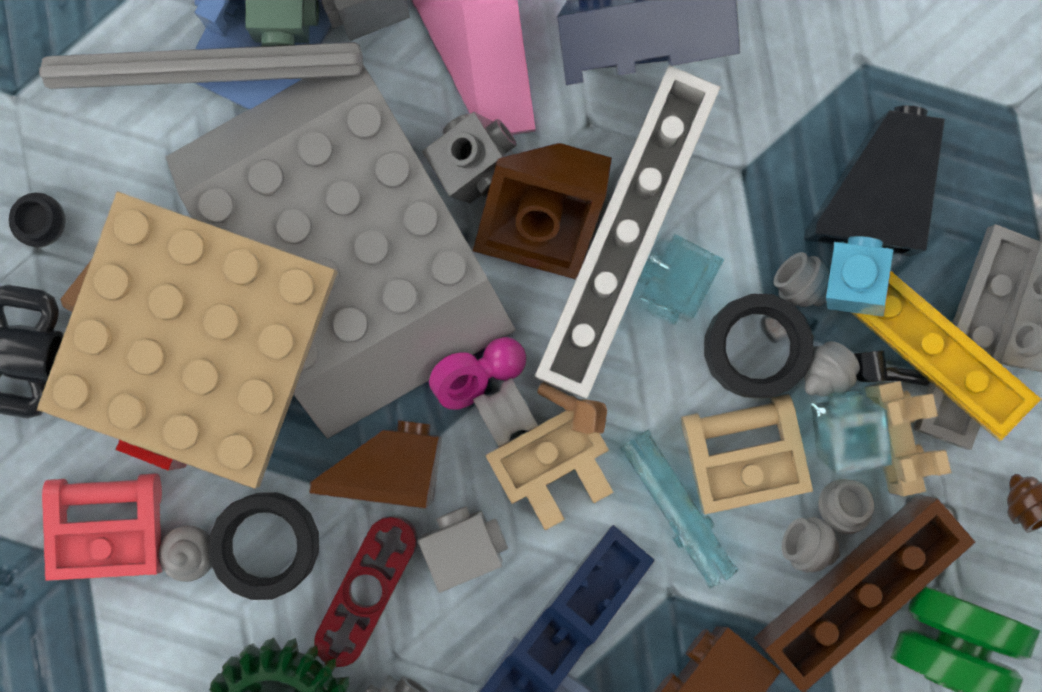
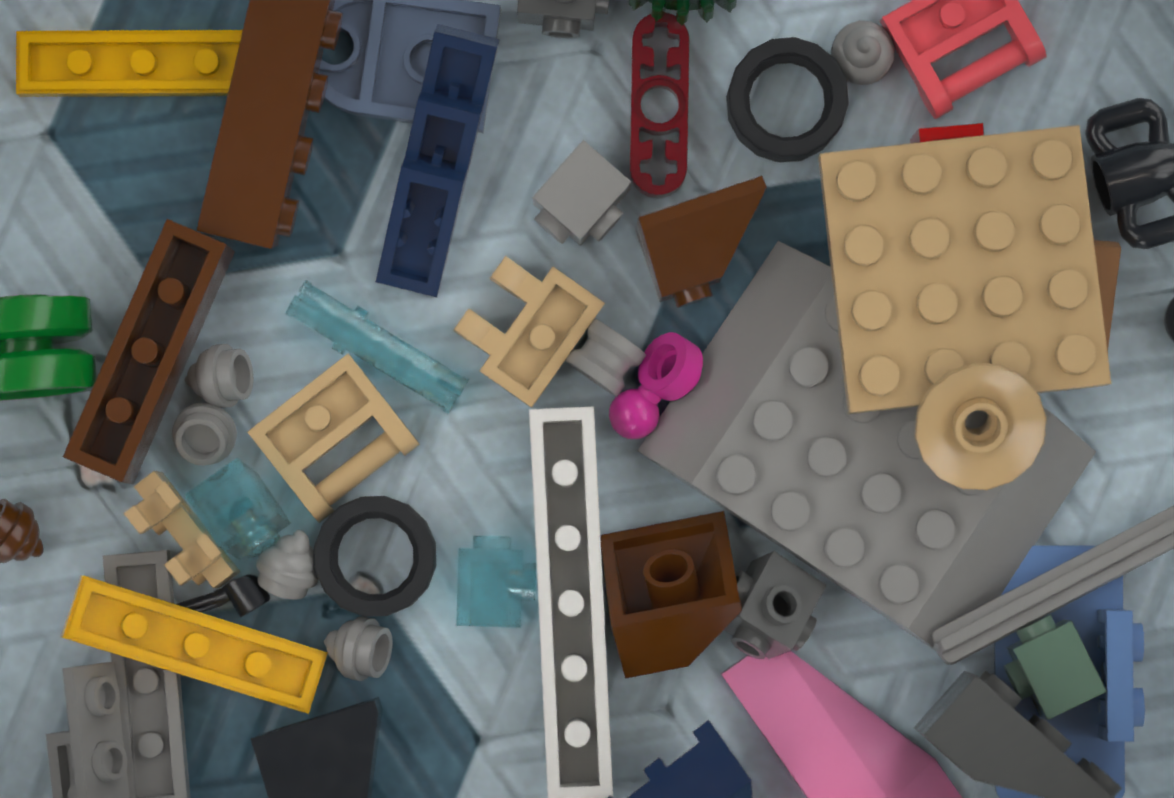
camera: 150 degrees right, 0 degrees up
(233, 185) = (997, 449): none -> tan dish
(588, 414) = (519, 395): medium nougat hand -> none
(859, 276) = (307, 675): medium azure brick -> none

